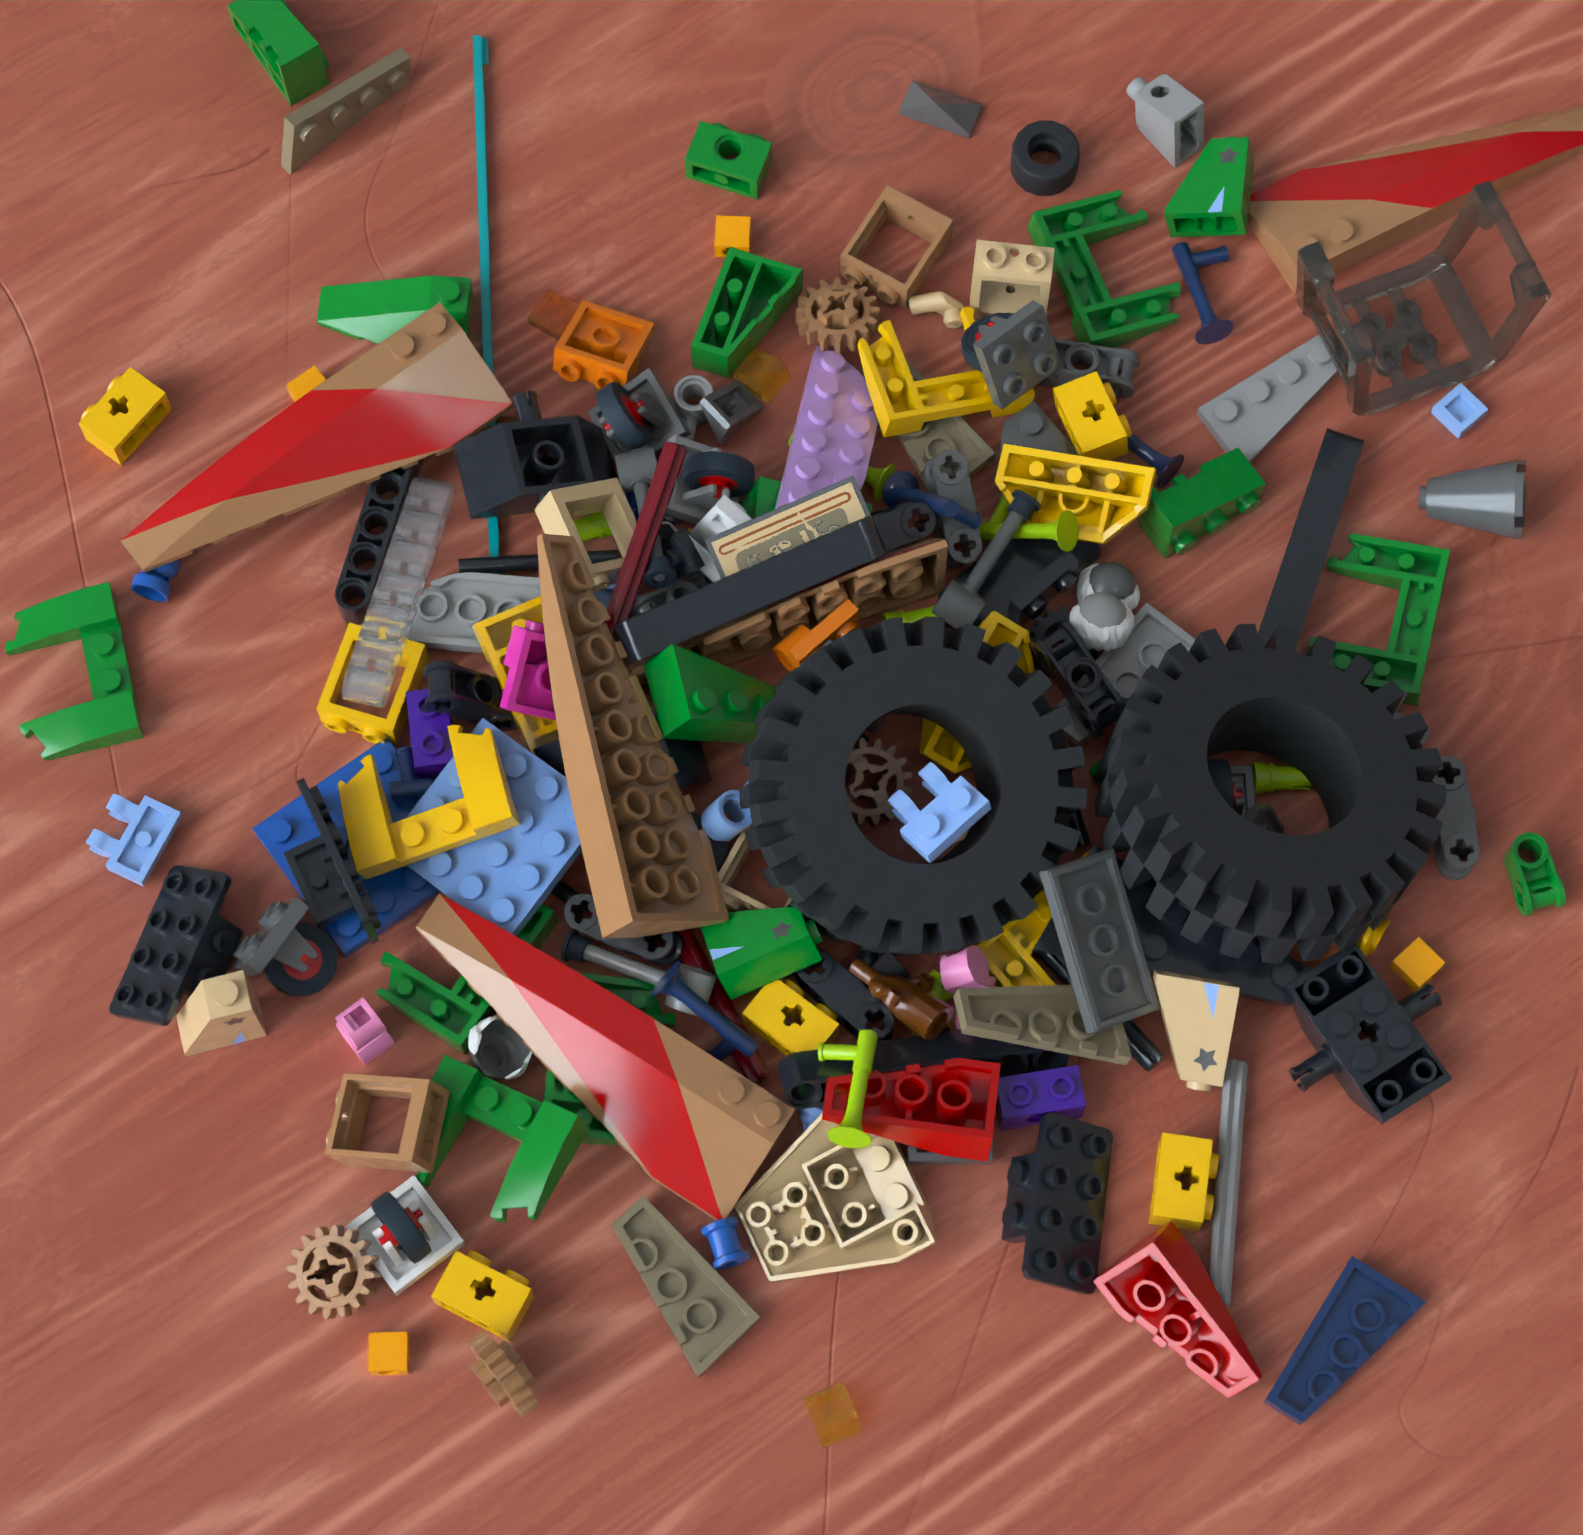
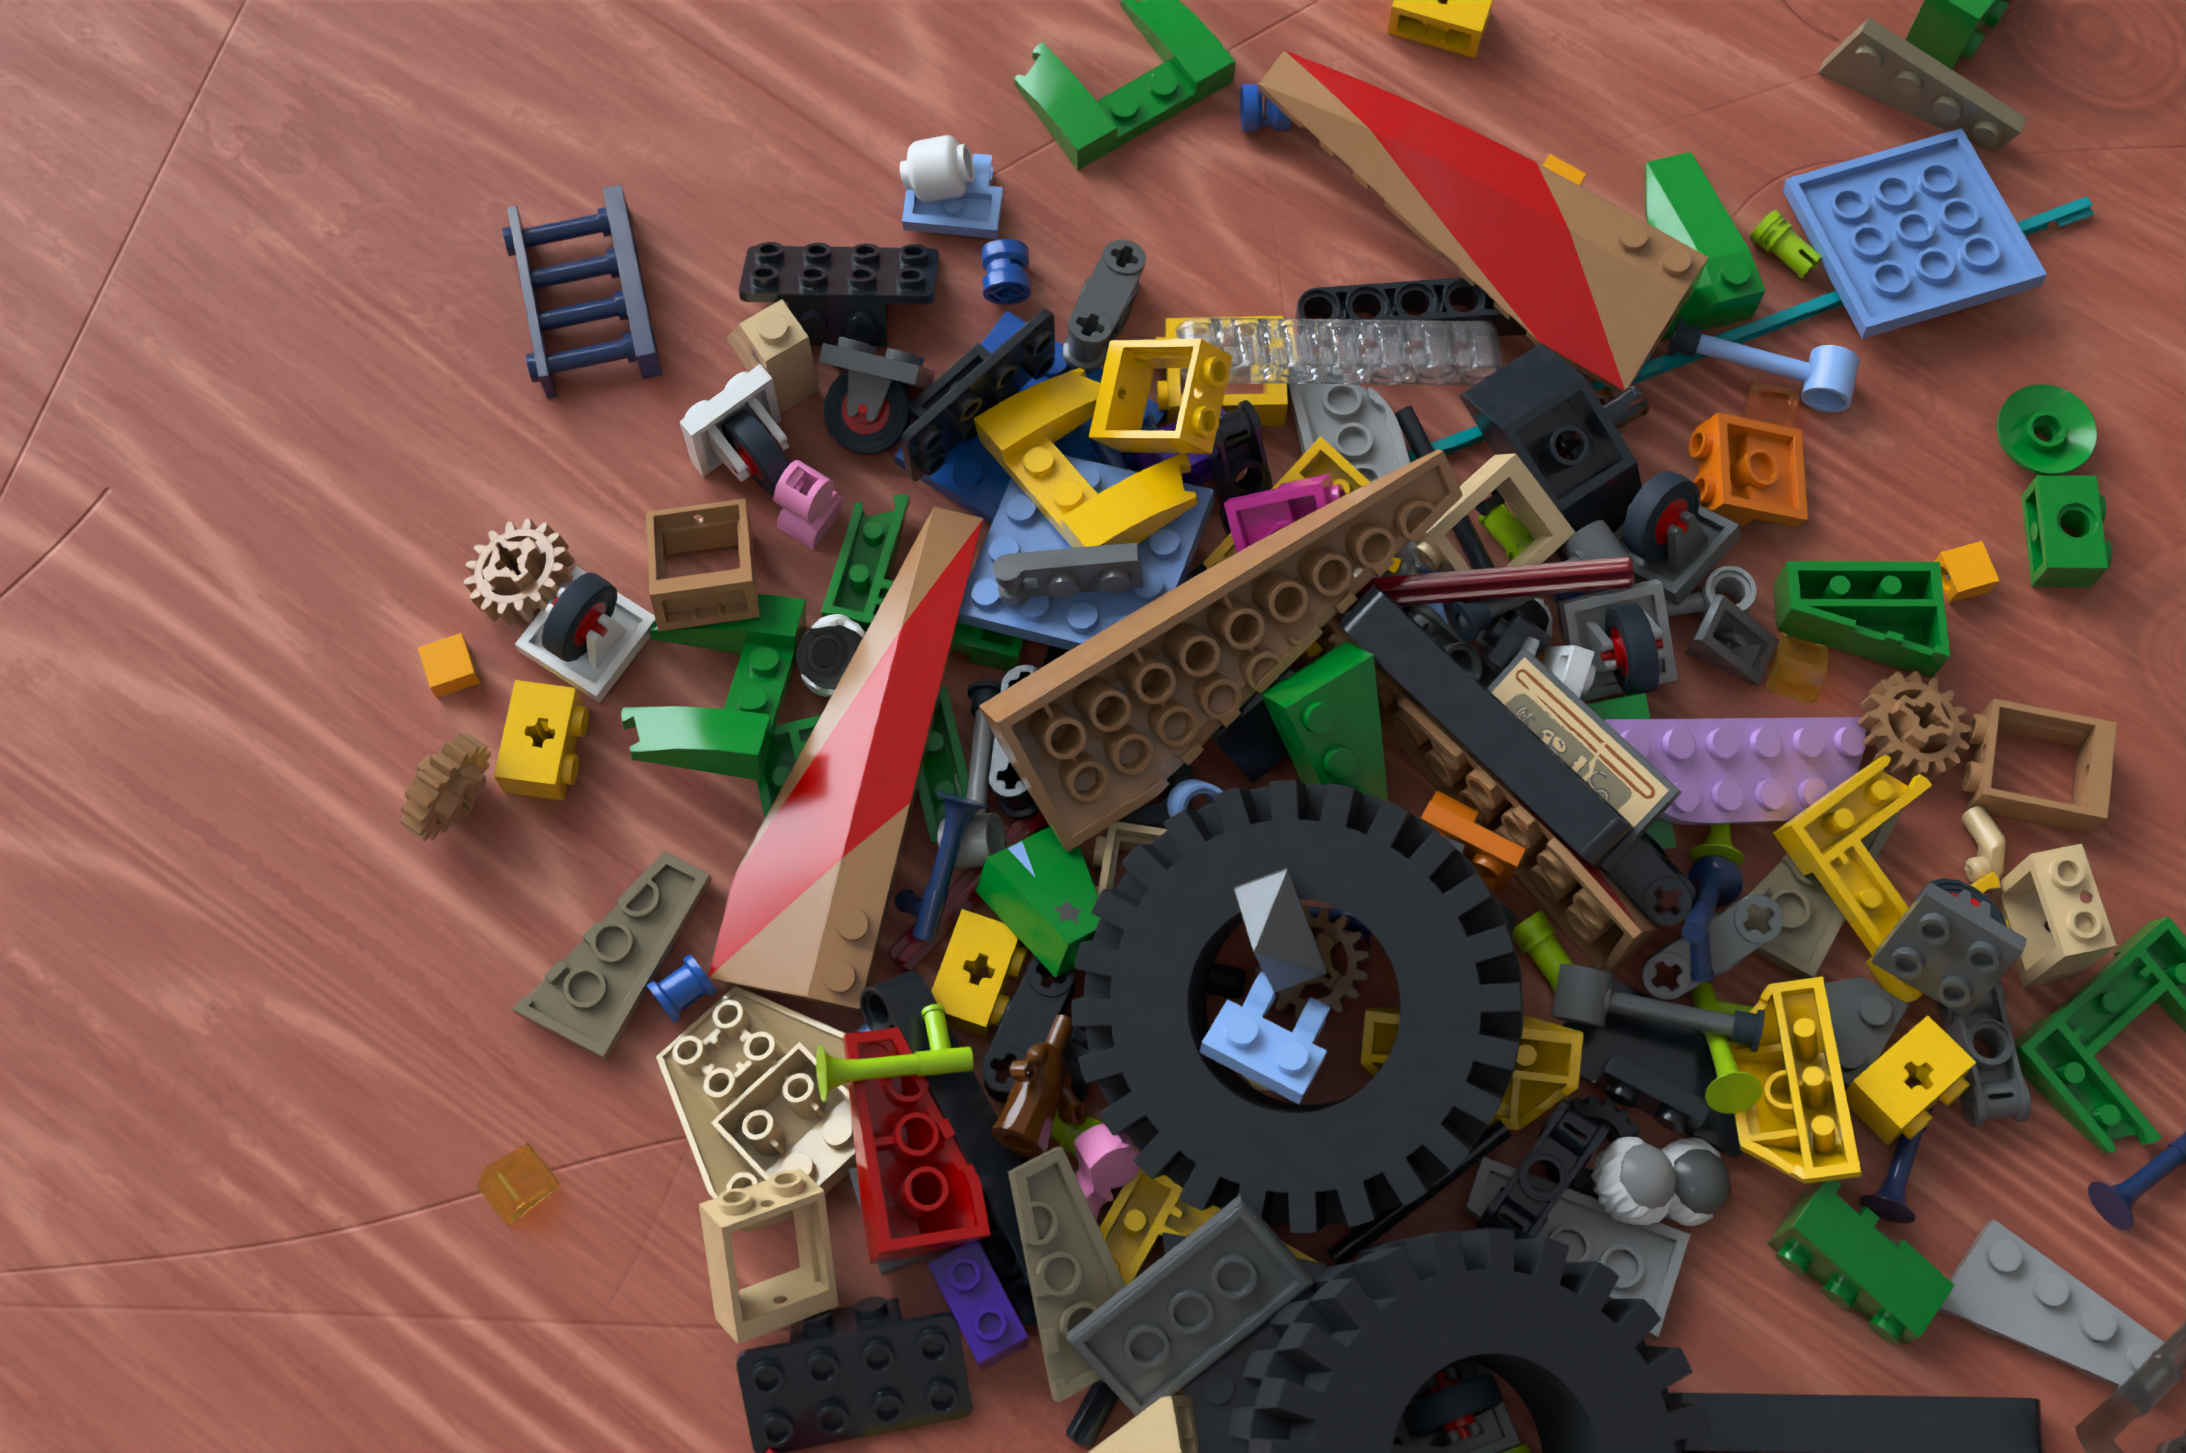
camera: 70 degrees right, 0 degrees up
(84, 1115) = (627, 304): none -> dark blue fence
(116, 835) = (937, 169): none -> white head
(219, 817) = (1005, 267): none -> blue wheel
(283, 749) = (1103, 305): none -> dark grey piece
(290, 1057) = (739, 430): none -> white plate
(383, 755) = (1131, 368): none -> yellow window
(419, 254) = (1776, 236): none -> lime pin
(457, 162) = (1913, 233): none -> medium blue plate
(519, 839) = (1067, 572): none -> dark grey plate
(548, 267) = (1826, 378): none -> light blue piece
(647, 125) = (2057, 416): none -> green dish
(869, 770) = (1279, 930): none -> dark grey slope
(988, 1256) = (784, 1297): none -> tan window

